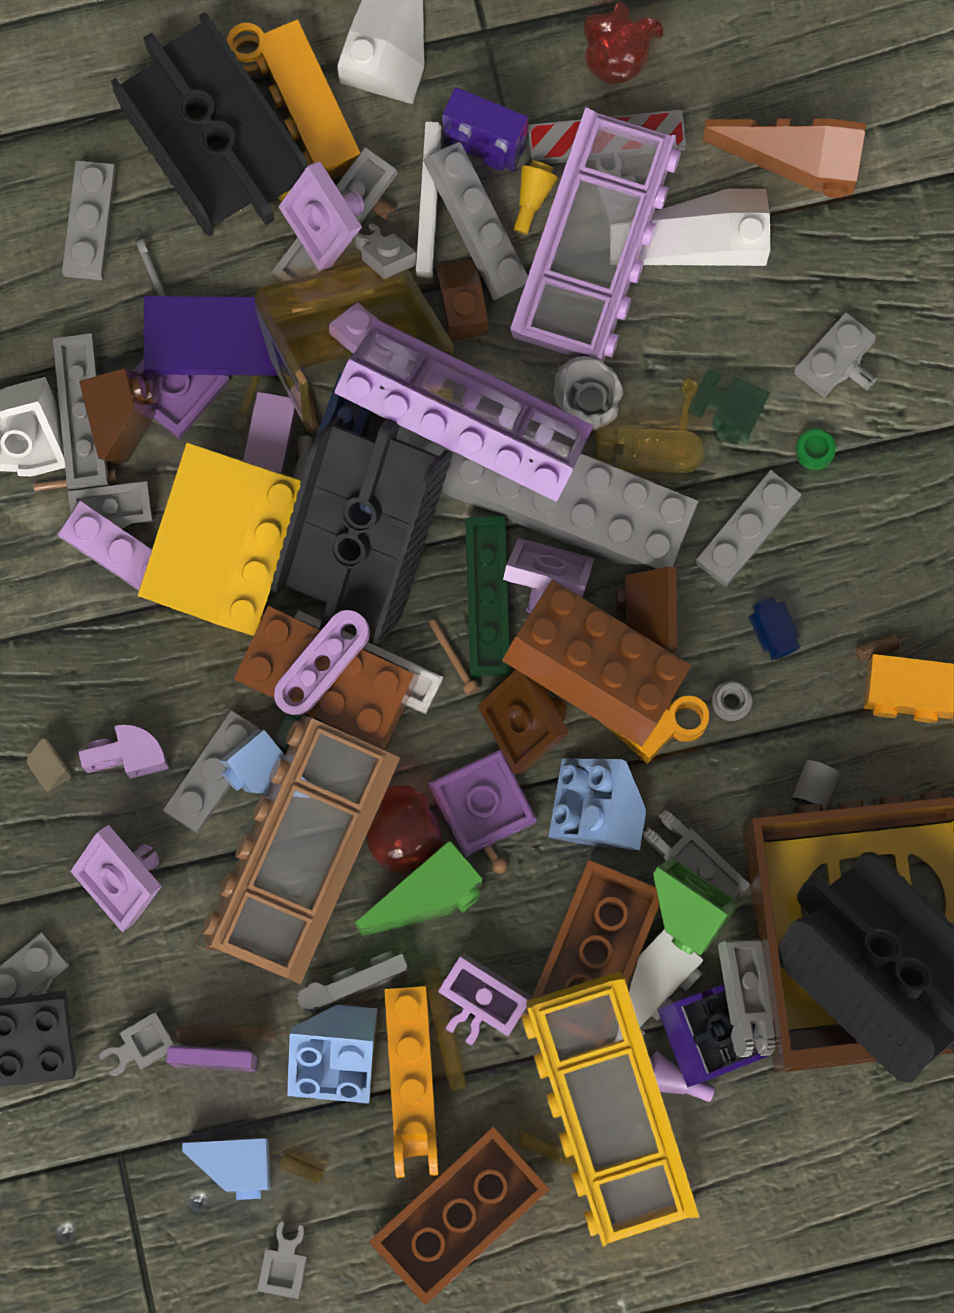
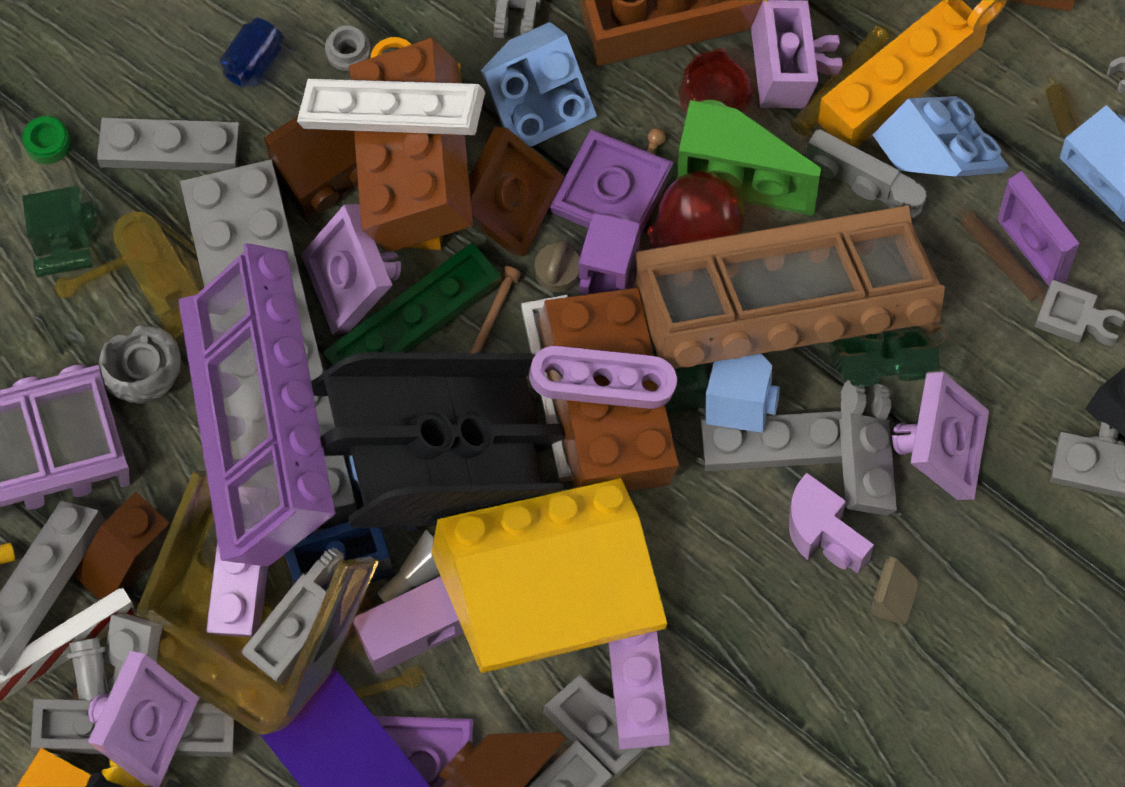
camera: 125 degrees left, 10 degrees down
(157, 824) = (867, 449): none -> light grey hinge
(188, 892) = (901, 353): none -> clear green brick
(310, 346) = (284, 632): none -> light grey hinge
(401, 222) = (89, 668): none -> light grey pin
(420, 748) = (608, 254): none -> medium lavender brick
(451, 722) = (557, 267): none -> dark tan tile
(503, 932) = (716, 78): none -> clear red hair
(620, 654) = (391, 106): none -> white tile

